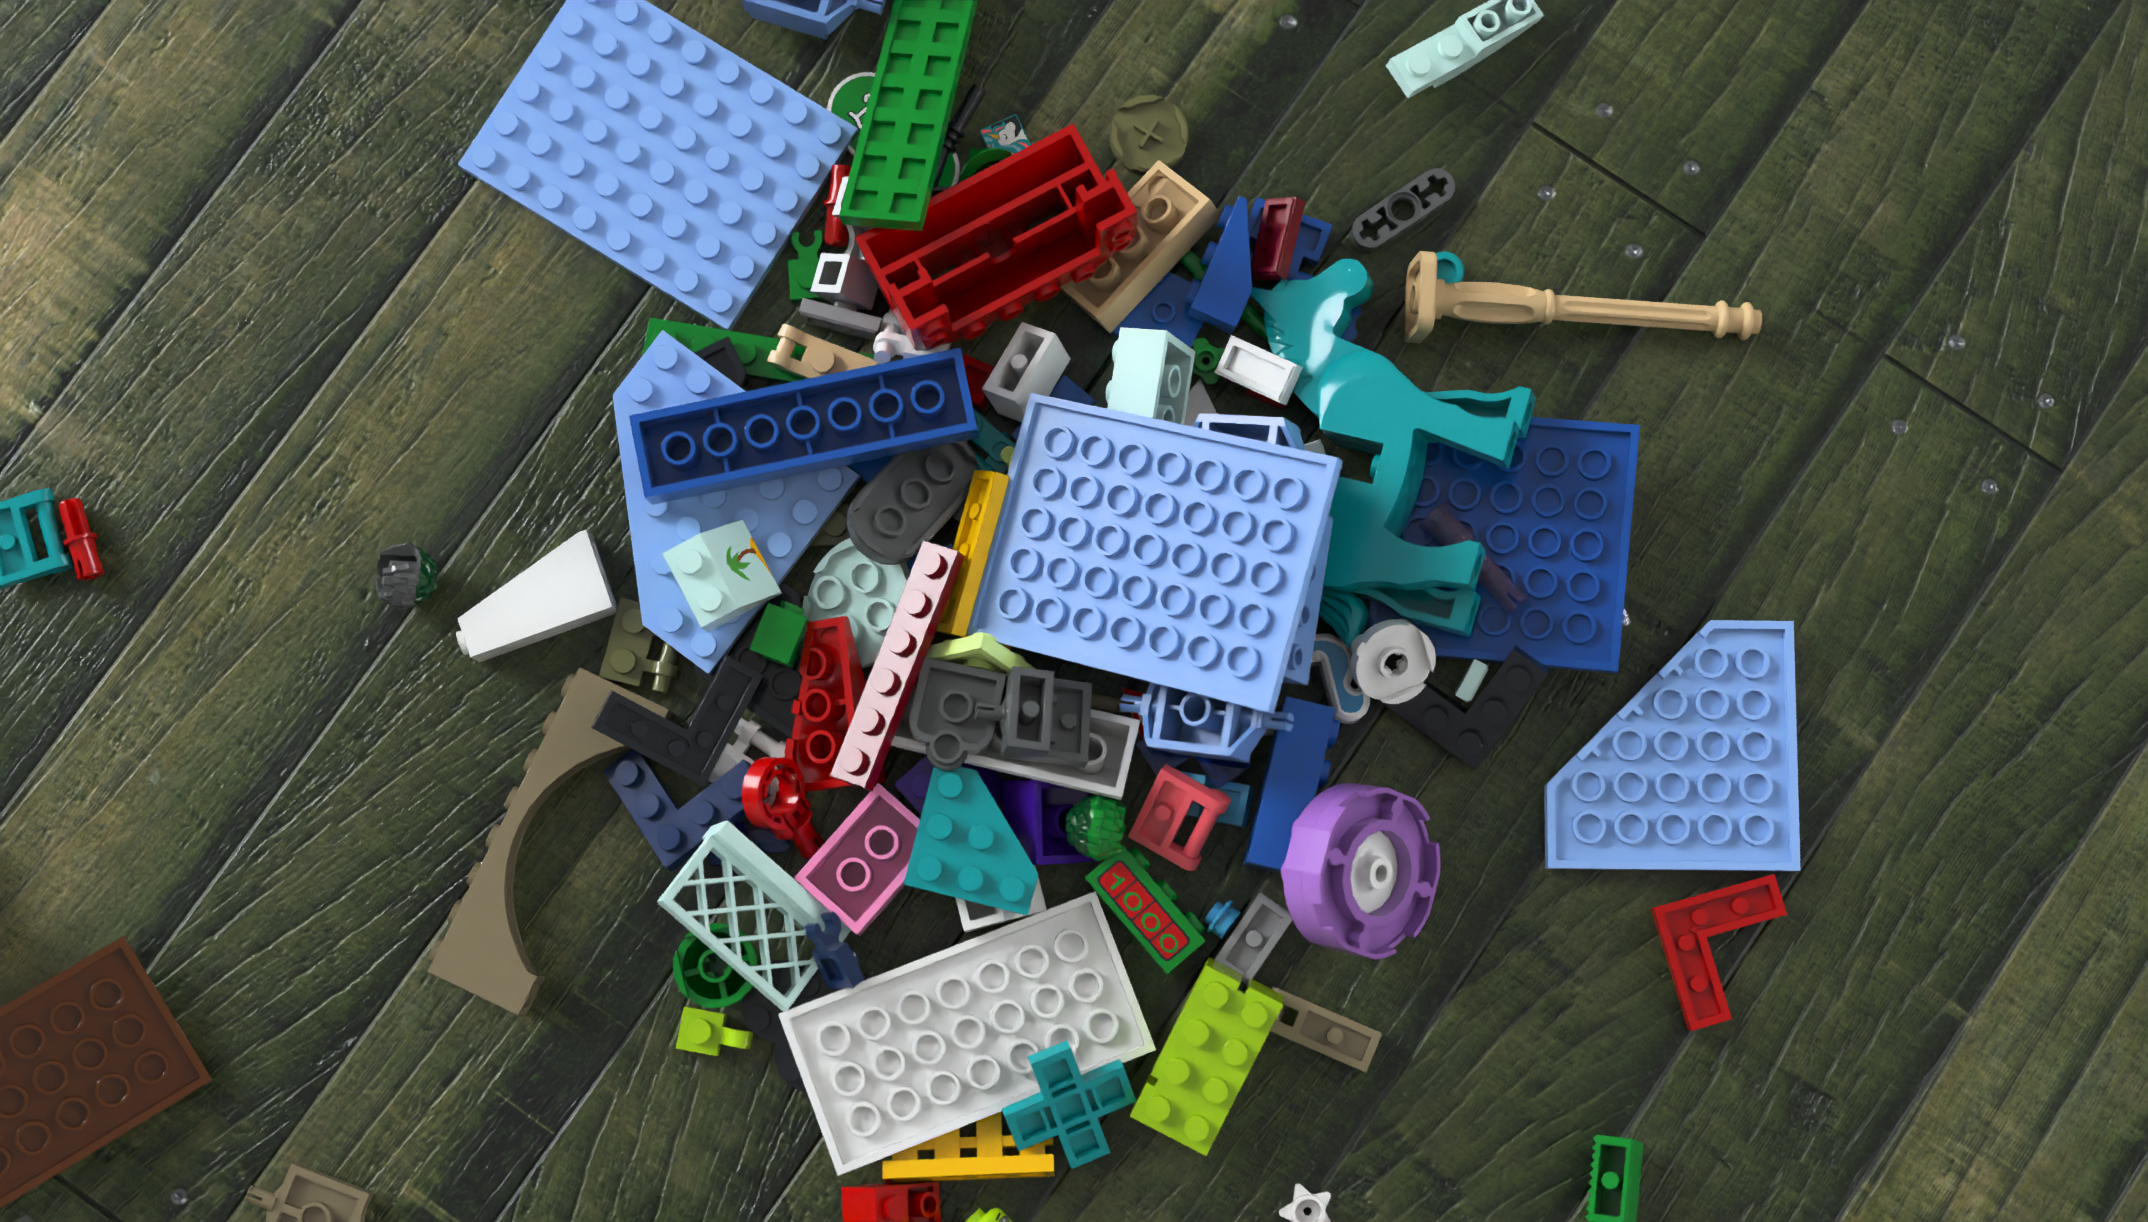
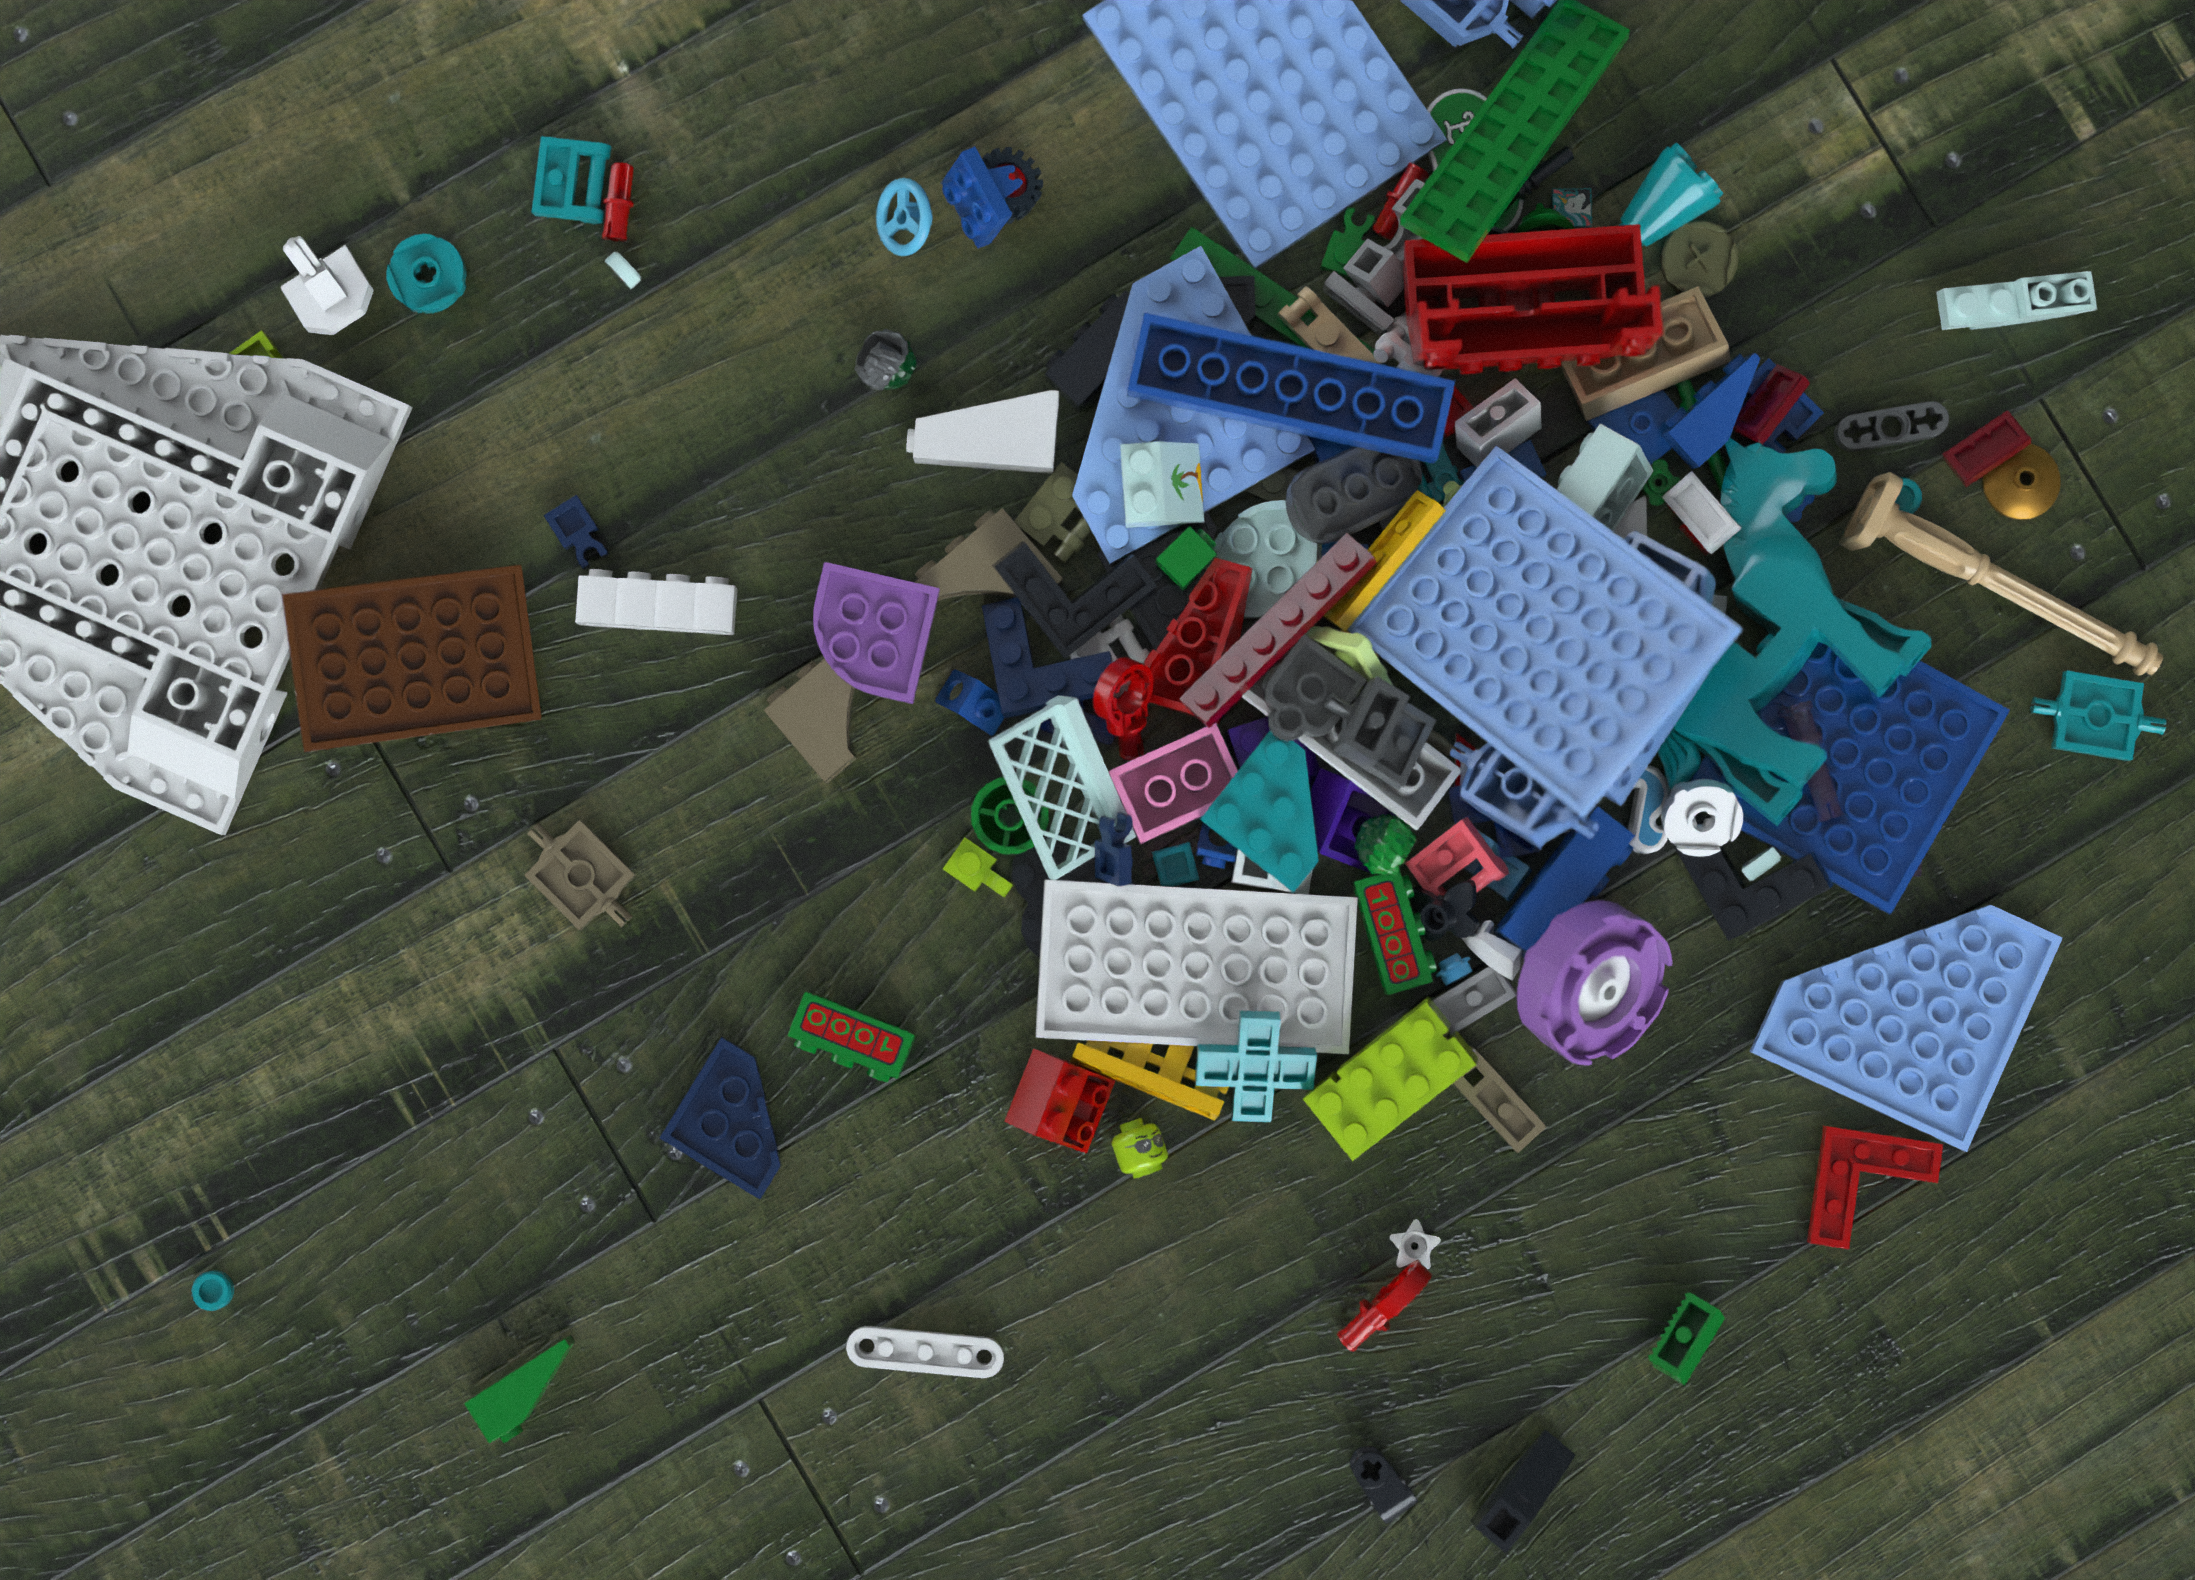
camera: 20 degrees right, 5 degrees up
(111, 602) = (623, 269): none -> light aqua tile
(167, 875) = (574, 528): none -> dark blue plate
(279, 915) = (656, 605): none -> white brick
(369, 427) = (909, 216): none -> medium azure piece
(439, 367) = (991, 191): none -> blue plate
(501, 842) = (874, 629): none -> medium lavender plate
(600, 497) = (1084, 366): none -> black slope
(636, 869) = (975, 702): none -> blue bracket
(904, 940) = (1175, 865): none -> teal tile
(935, 913) = (1214, 855): none -> blue bracket
(1094, 86) = (1671, 196): none -> teal cone
(1188, 865) = (1447, 911): none -> black animal
(1249, 883) = (1495, 951): none -> white slope
(1502, 190) = (1986, 448): none -> dark red plate
(1546, 225) = (2013, 498): none -> pearl gold dish
(1726, 394) = (2098, 715): none -> teal plate

